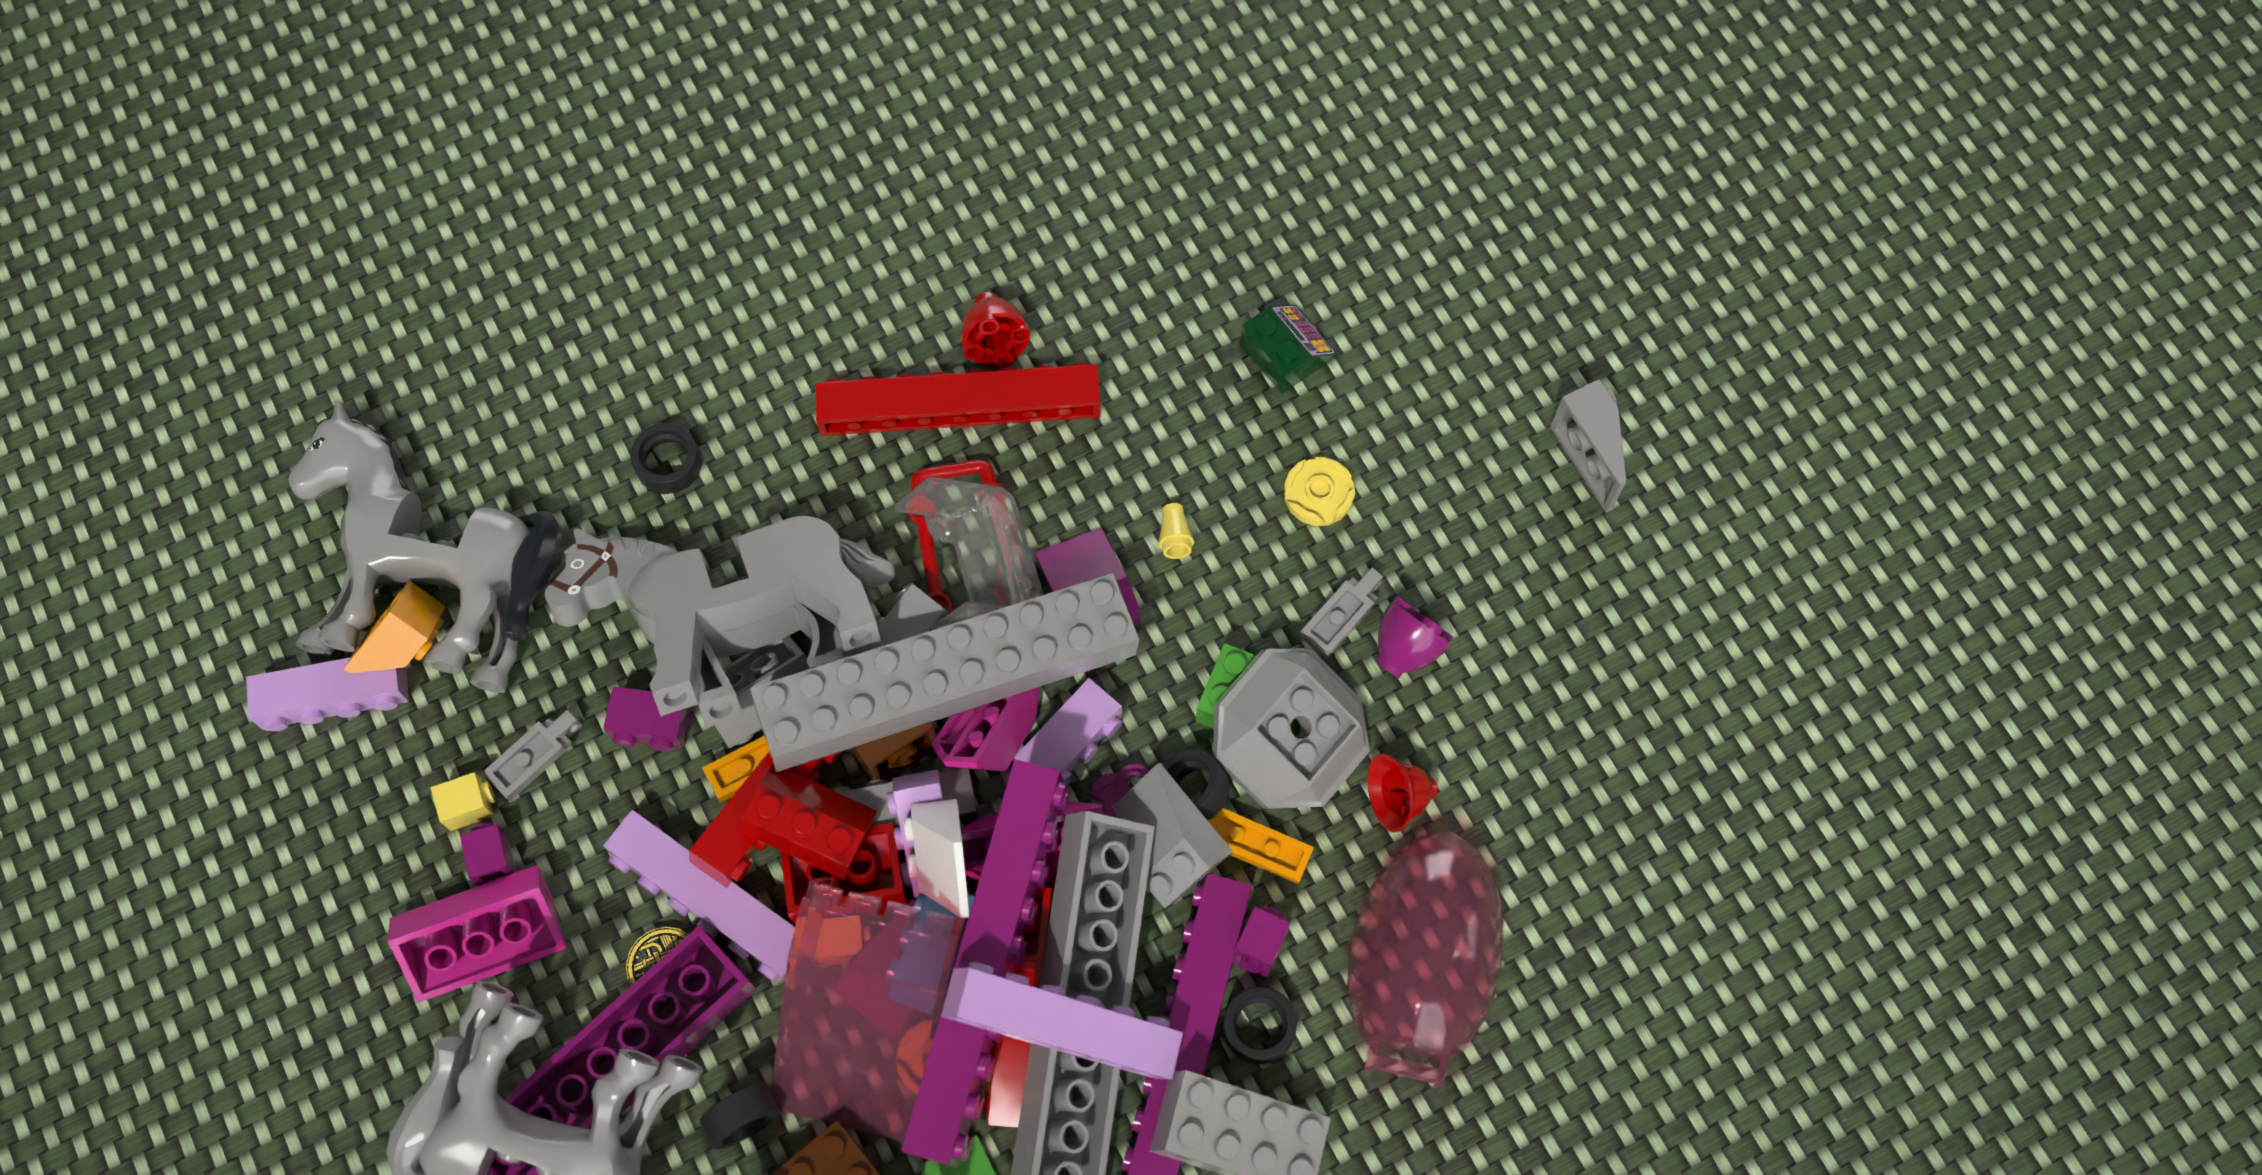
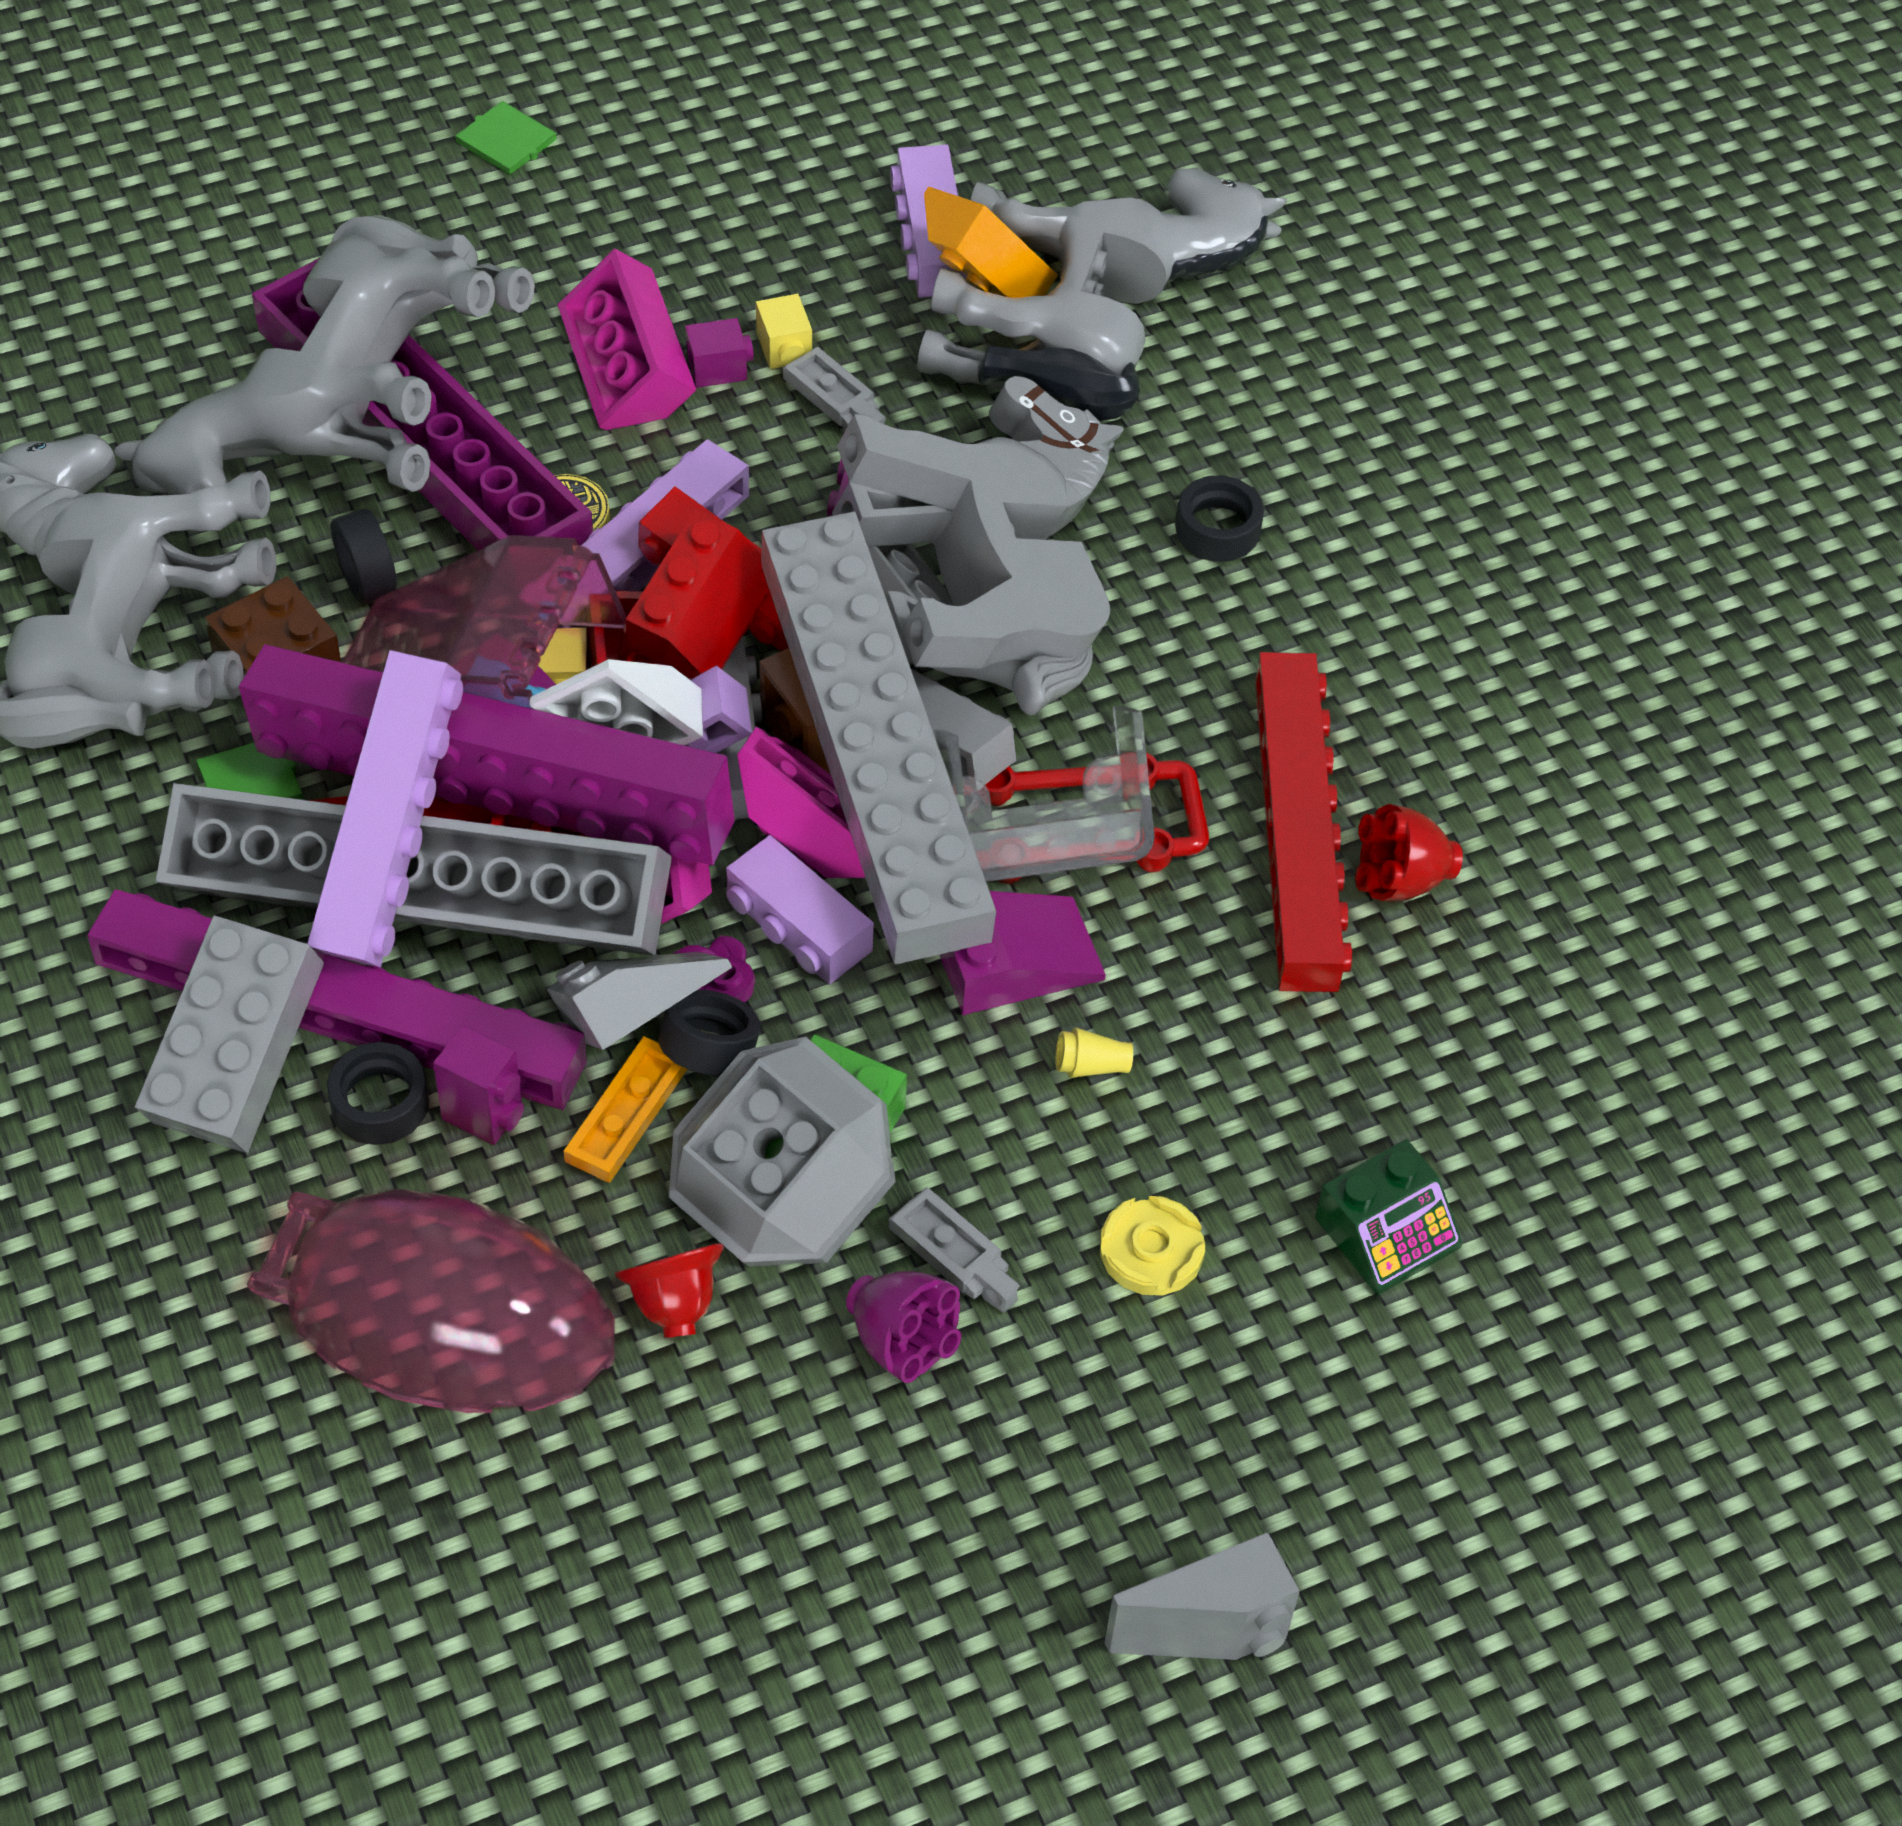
camera: 90 degrees right, 15 degrees down
(195, 1079) = (506, 137): none -> bright green piece

